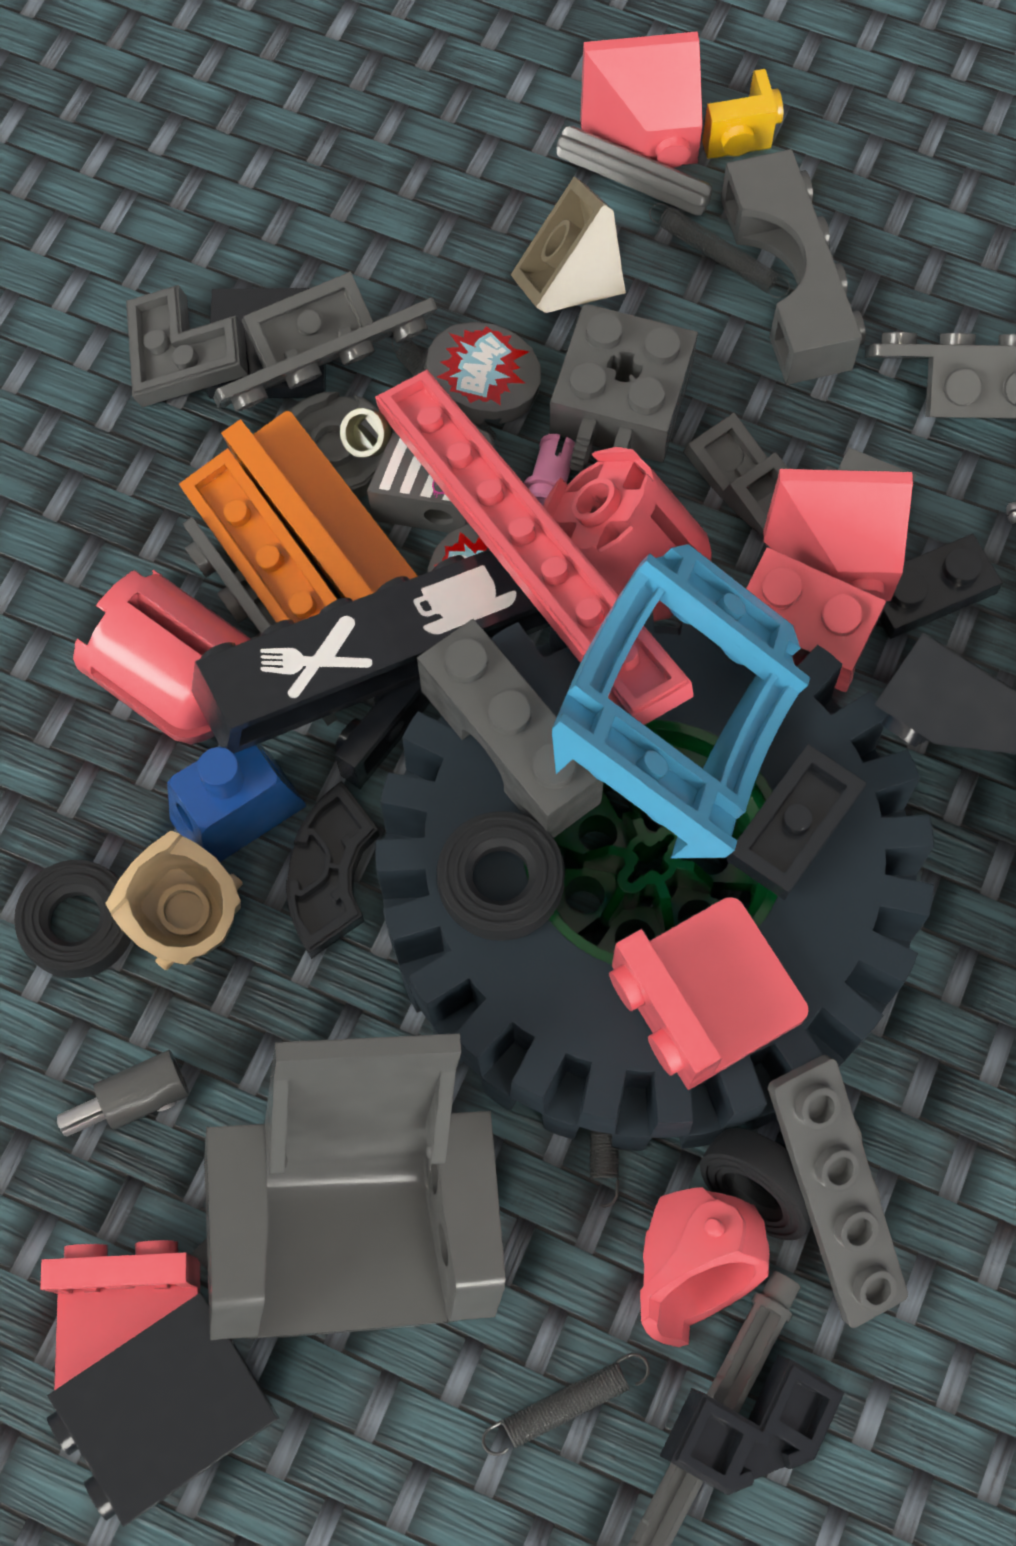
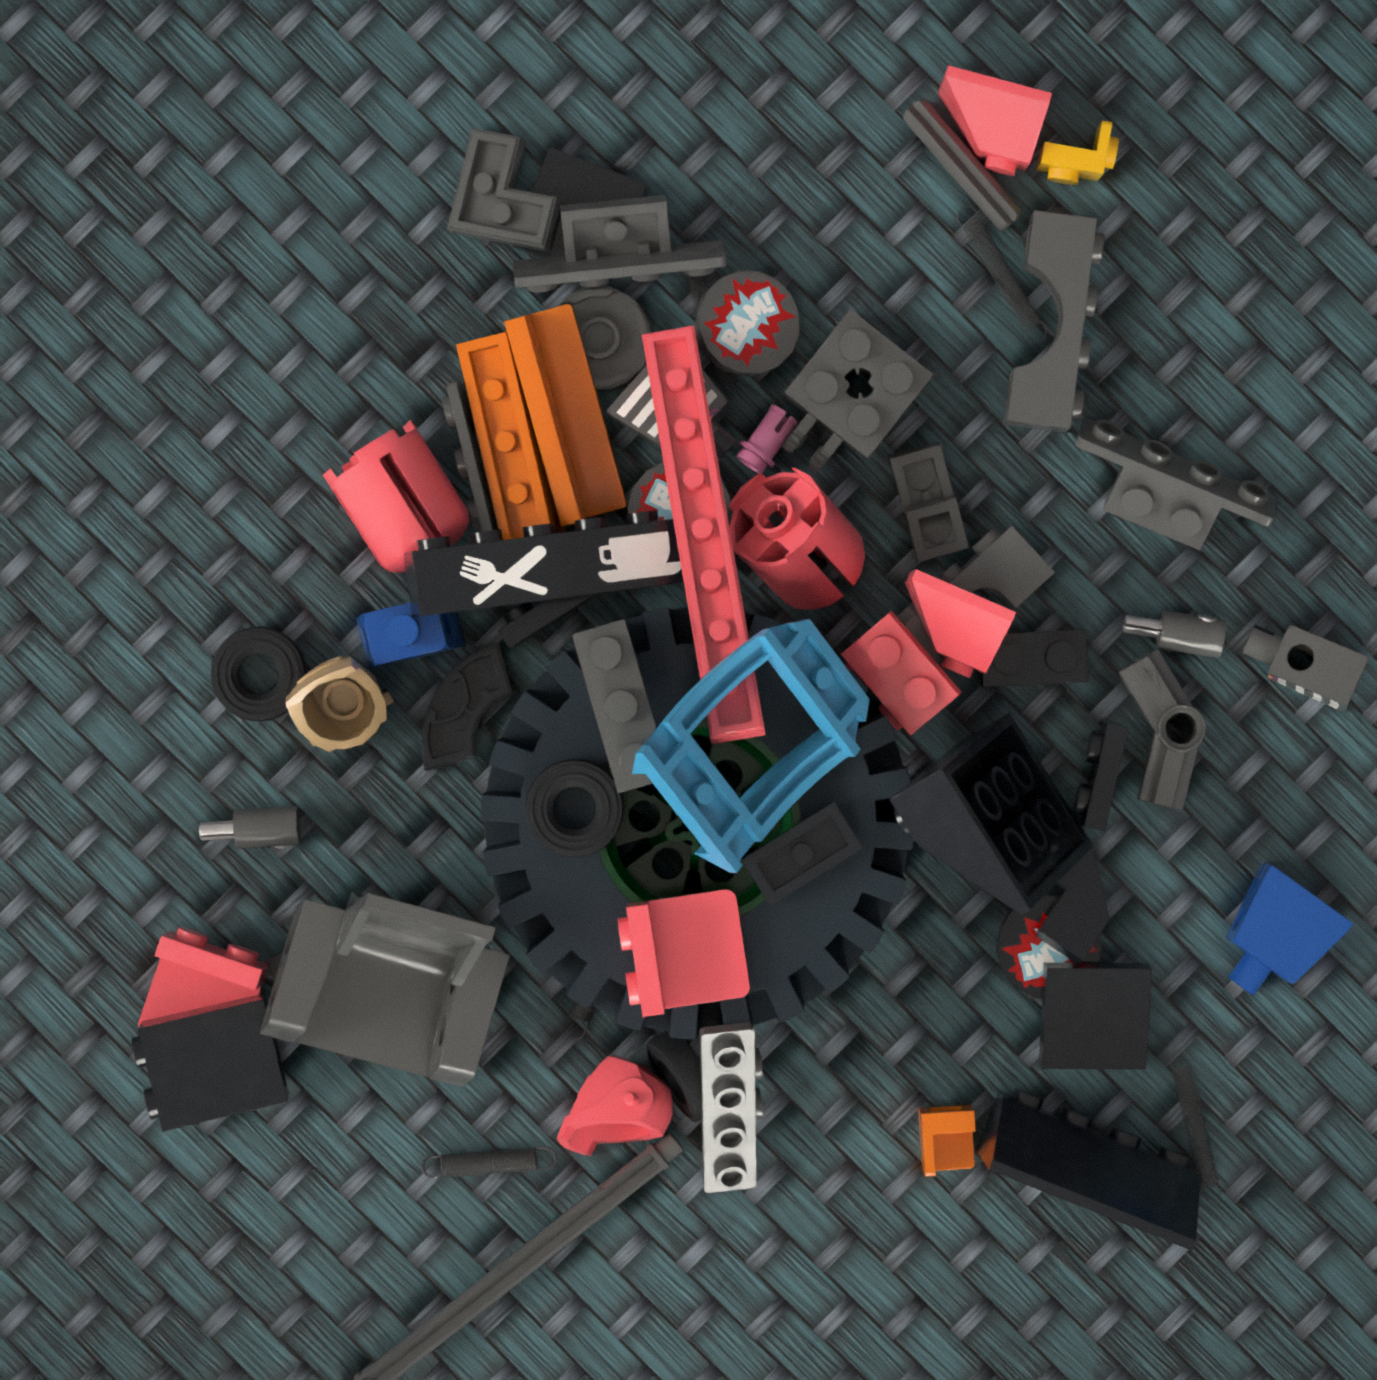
camera: 20 degrees right, 20 degrees up
(359, 439) = (624, 354): olive hinge -> none
(572, 254) = (857, 253): dark tan slope -> none
(780, 1432) = (629, 1237): black tile -> none

